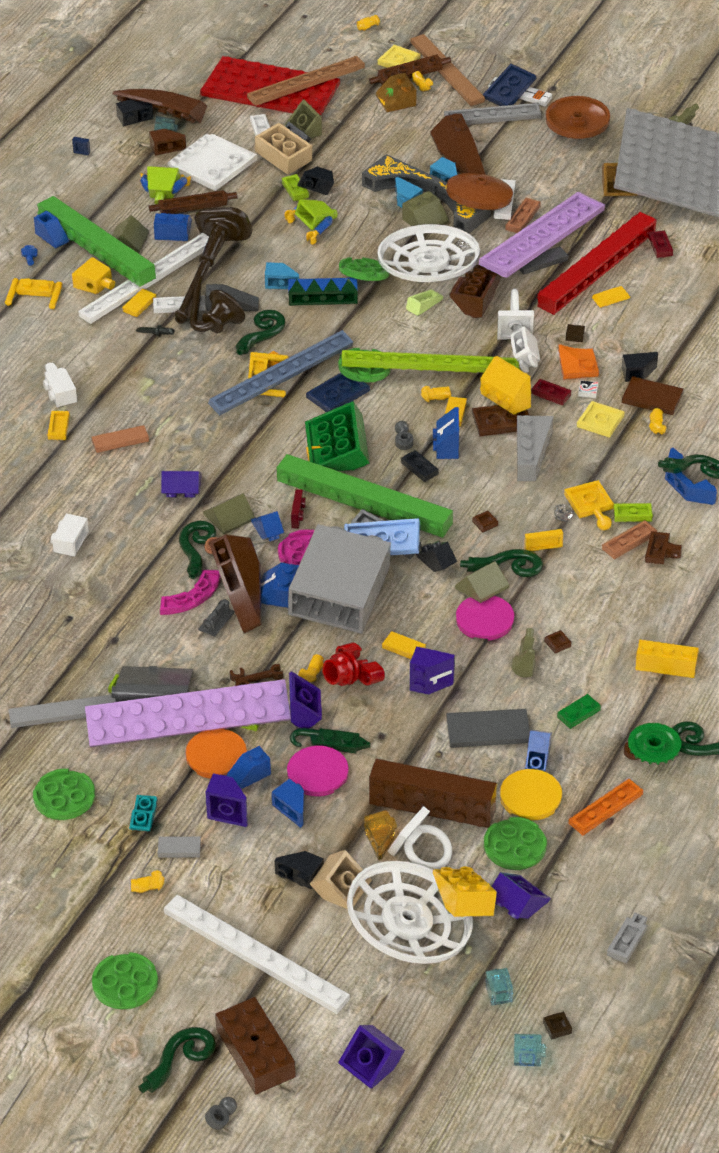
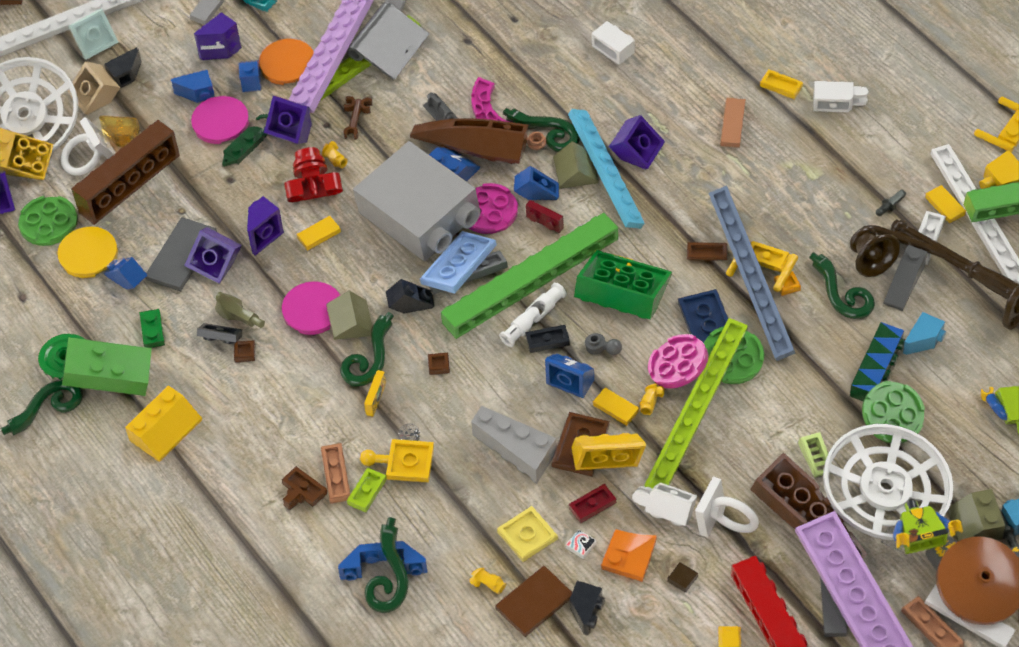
camera: 120 degrees right, 10 degrees up
(215, 494) = (606, 169): none -> medium azure plate
(270, 410) = (706, 251): none -> reddish brown tile
(274, 910) = (93, 34): none -> light aqua tile
(395, 384) = (678, 361): none -> dark pink tile
(399, 480) = (524, 322): none -> white piece
(464, 219) = (923, 528): none -> torso
(479, 694) = (212, 254): none -> slope
(554, 659) = (211, 332): none -> black plate
(605, 807) = (36, 300): orange tile -> none
(648, 702) = (107, 366): none -> bright green brick

